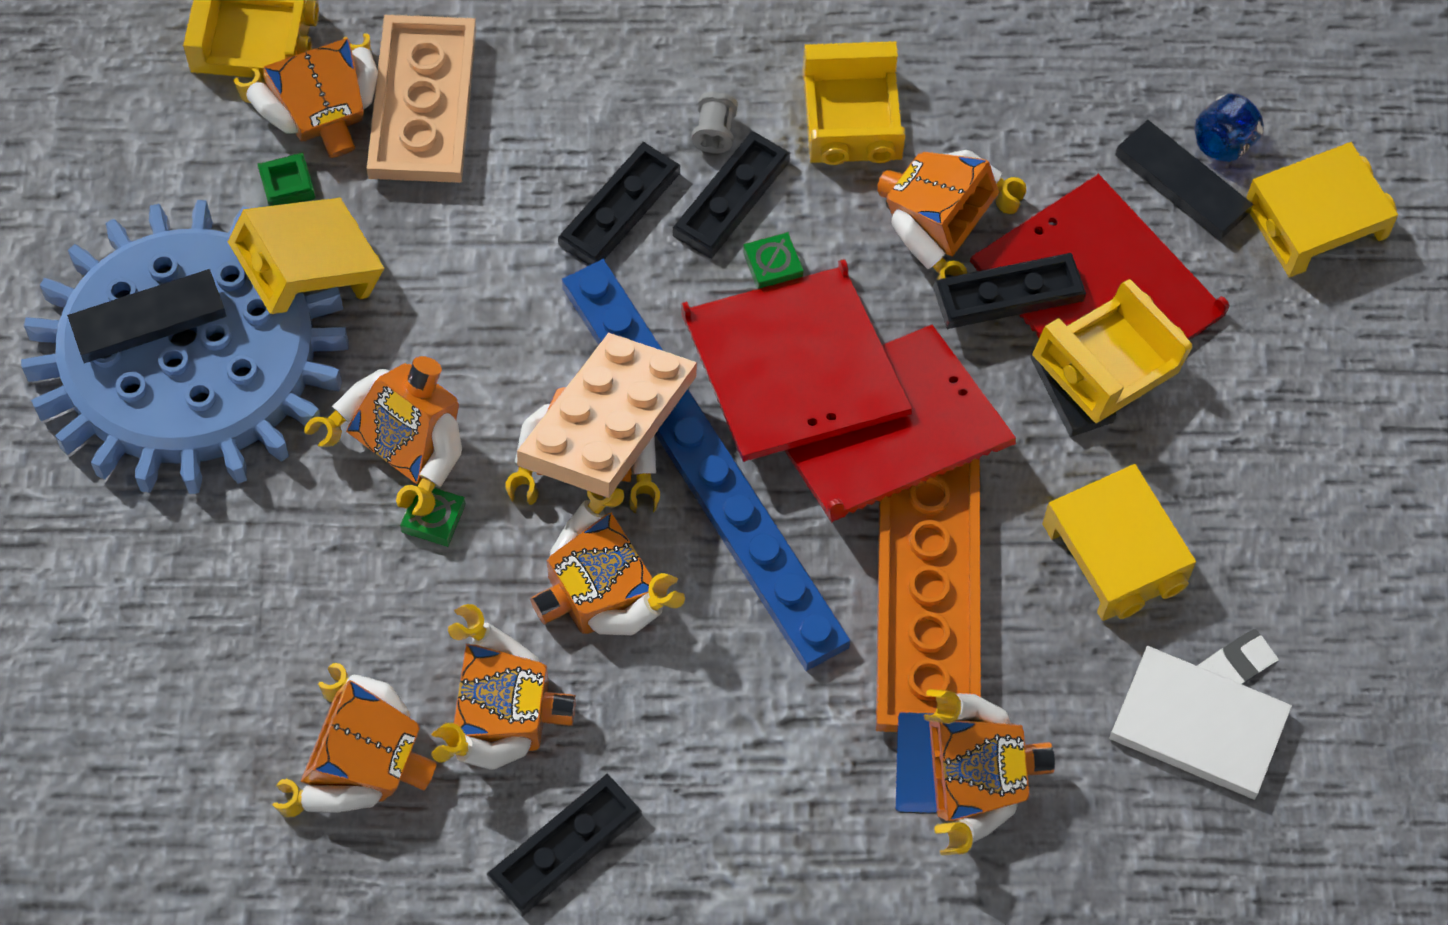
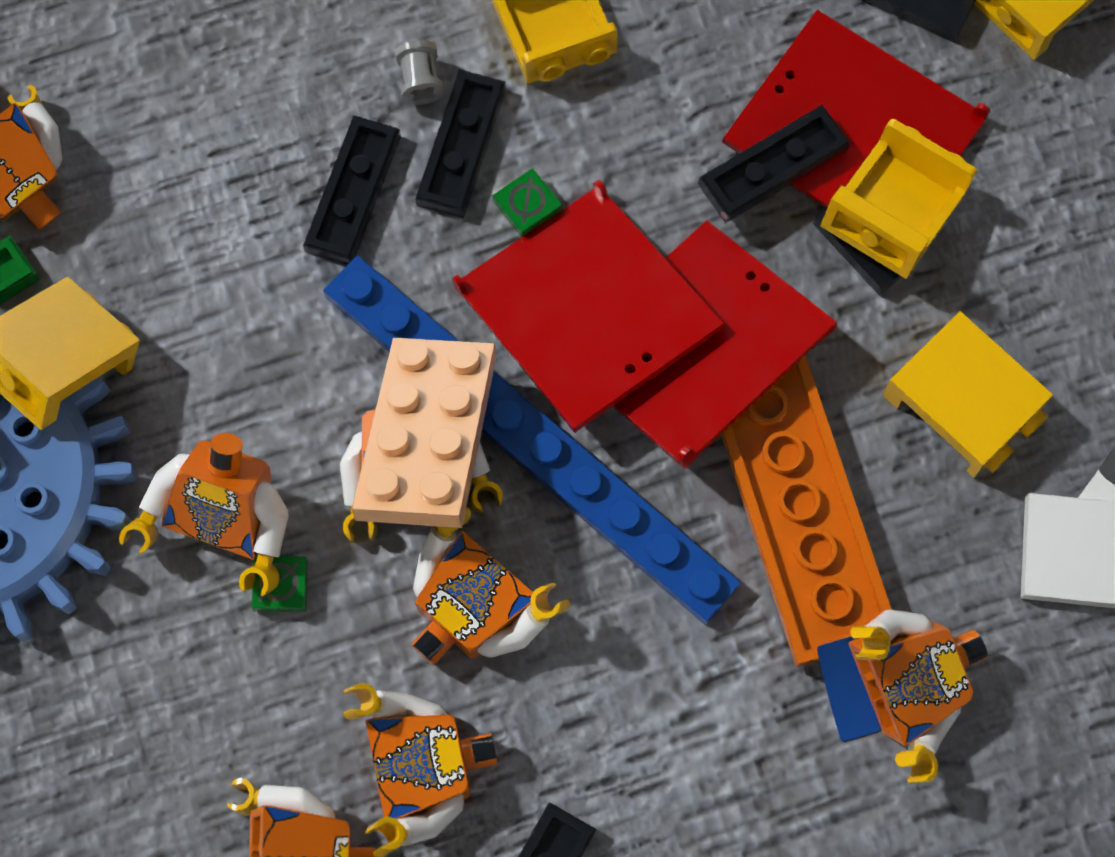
camera: 15 degrees left, 10 degrees up
(422, 99) = (112, 138): light nougat plate -> none
(942, 201) = (676, 91): orange torso -> none

